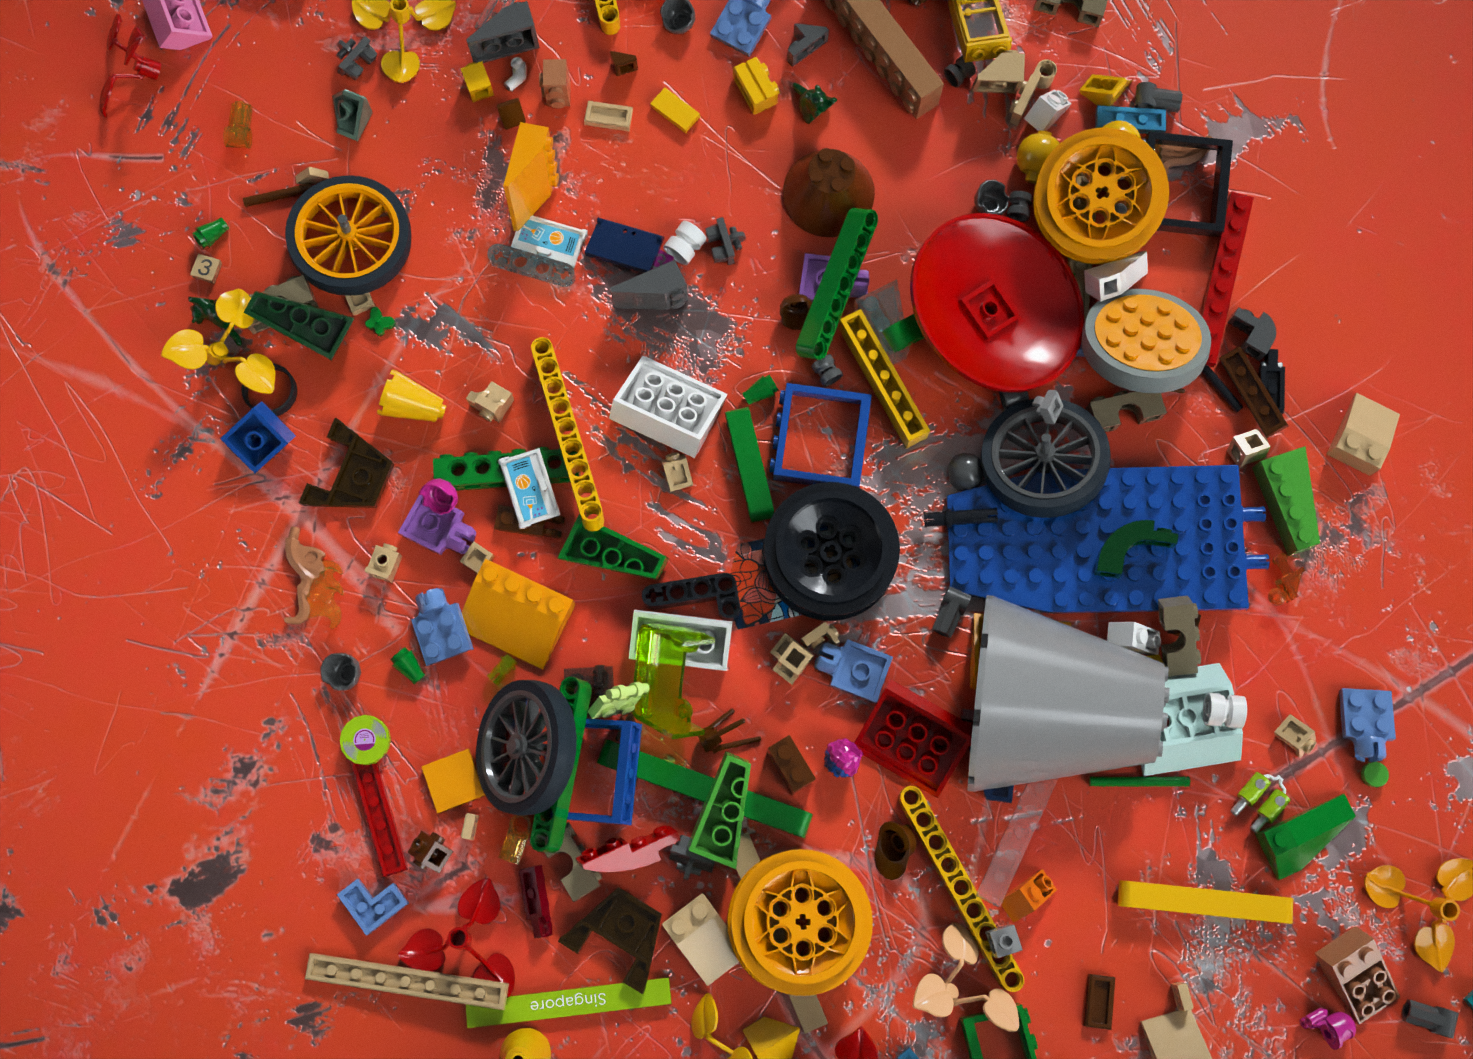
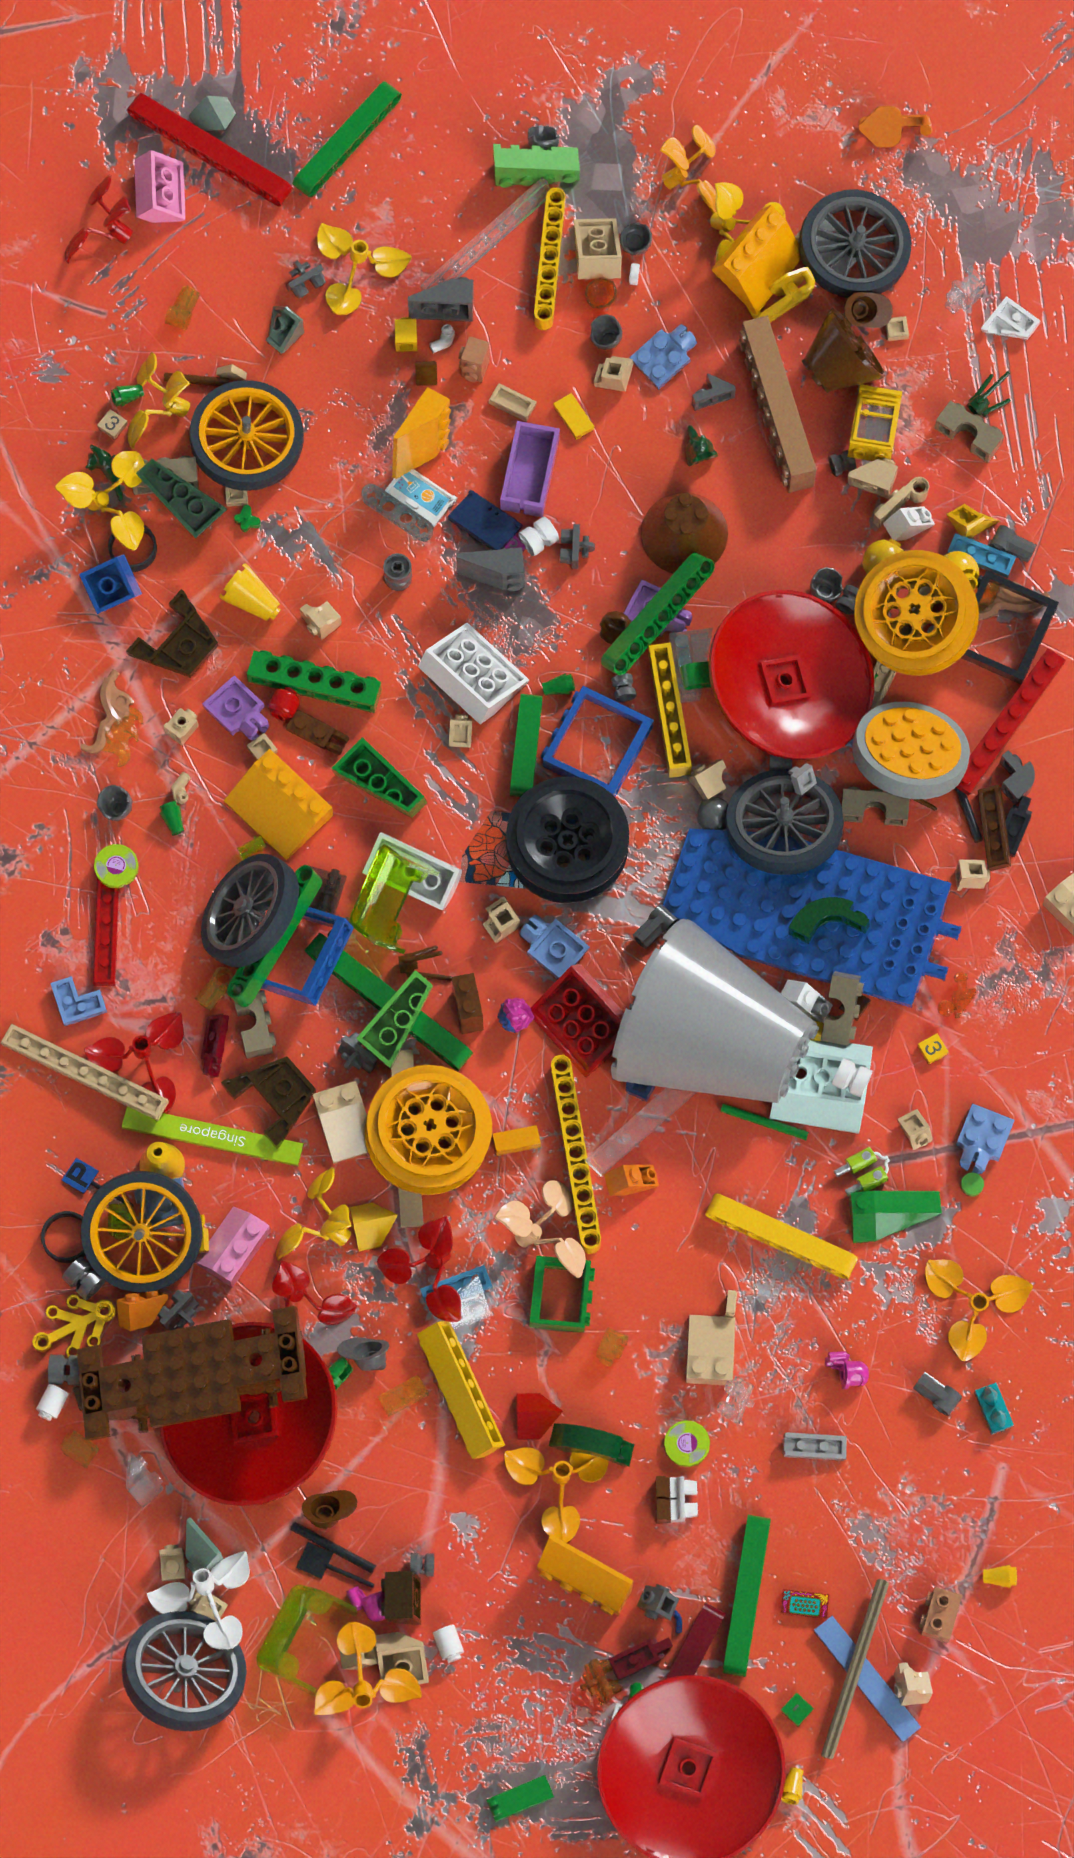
camera: 20 degrees right, 5 degrees down
(261, 226) = (171, 401): none -> yellow plant
(404, 632) = (178, 788): none -> tan arm
(430, 851) = (139, 973): reddish brown brick -> none
(439, 496) = (248, 683): dark pink hair -> none
(440, 627) = (210, 795): medium blue plate -> none
(453, 781) = (178, 925): light orange tile -> none
(469, 826) = (179, 966): tan tile -> none
(483, 504) = (283, 704): none -> red head
(526, 483) = (326, 695): door -> none
(554, 325) = (397, 572): none -> dark grey wheel
(568, 442) = (376, 674): yellow beam -> none
(618, 700) = (341, 900): yellowish green plate -> none
(621, 856) = (297, 1027): slope -> none
(623, 63) = (542, 360): reddish brown slope -> none
(651, 176) = (530, 469): none -> medium lavender piece
(691, 597) = (433, 840): black beam -> none
(700, 54) = (614, 373): none -> tan brick
(755, 85) = (653, 417): yellow brick -> none
(816, 636) = (532, 907): tan bracket -> none
(892, 893) = (516, 1140): none -> light orange slope
(893, 849) = (533, 1101): reddish brown piece -> none
(949, 437) = (708, 779): none -> tan brick
(960, 517) = (682, 846): black pin -> none
(1004, 940) = (593, 1200): light grey brick -> none
(1099, 1001) = (660, 1286): reddish brown tile -> none
(1116, 276) = (911, 688): white slope -> none
(1279, 643) = (933, 1048): none -> yellow tile
(1290, 499) = (989, 922): bright green wedge -> none
(1358, 973) = (889, 1339): nougat slope -> none

